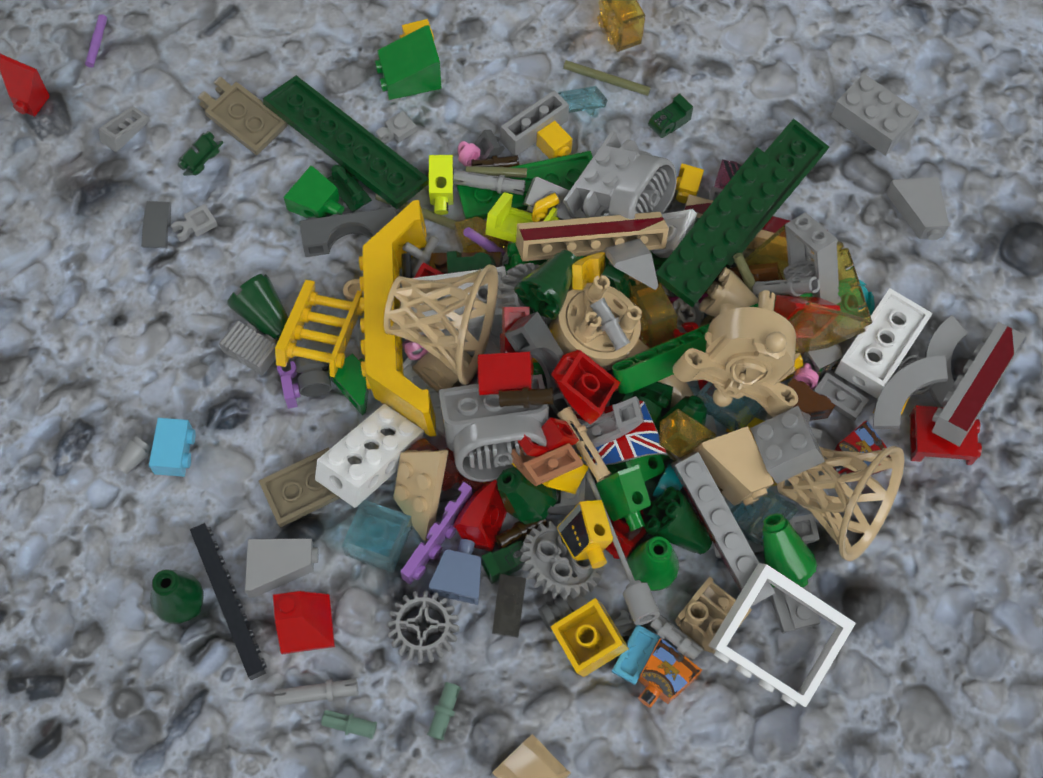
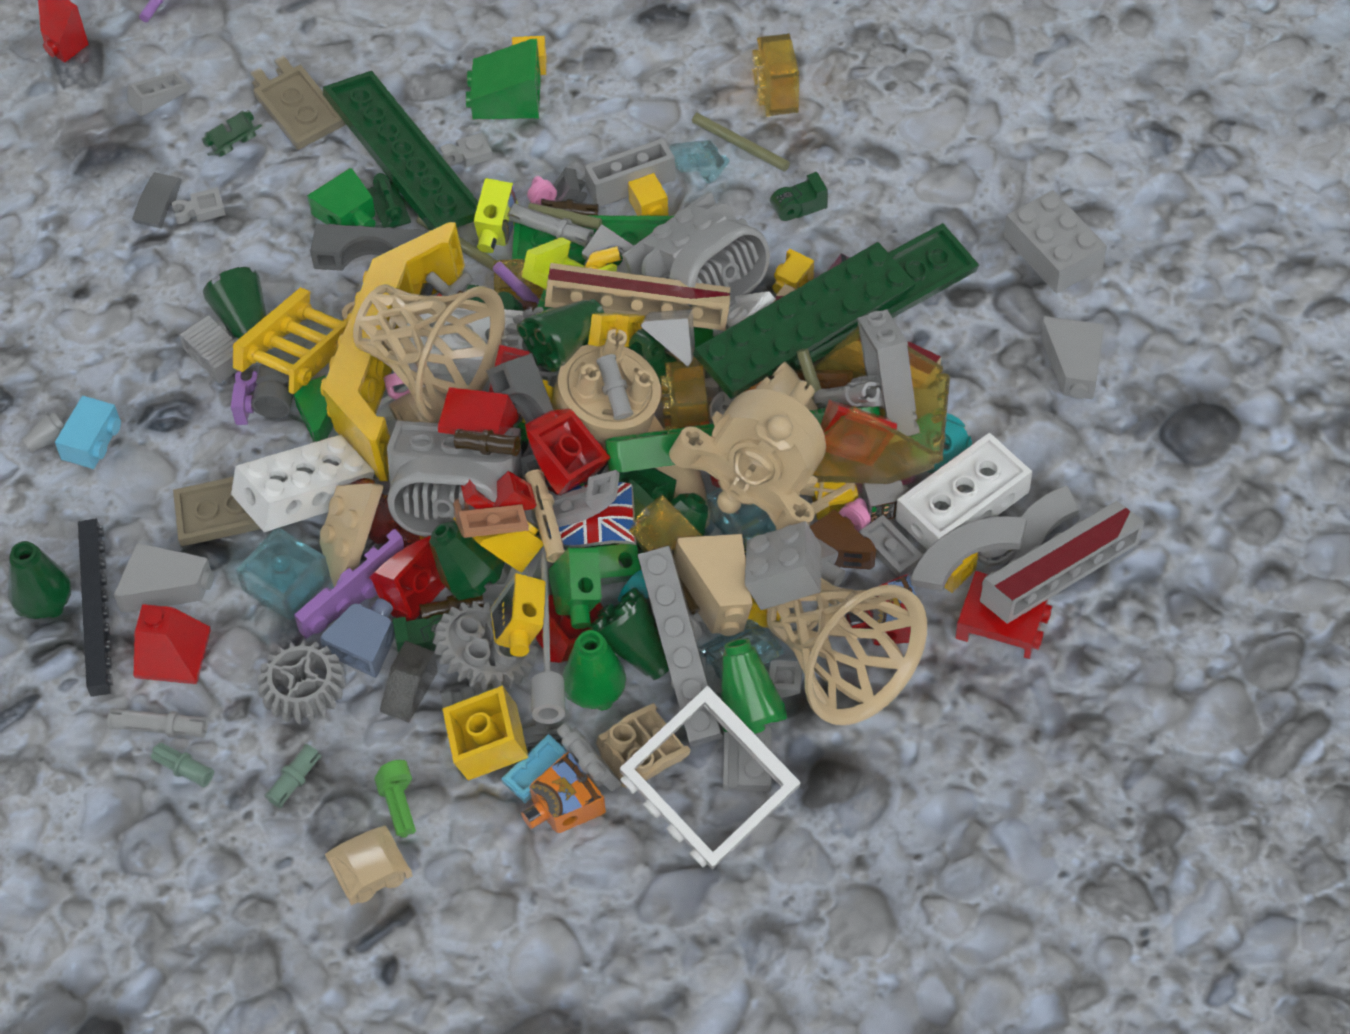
camera: 20 degrees right, 10 degrees down
(526, 699) = (391, 782): none -> bright green piece

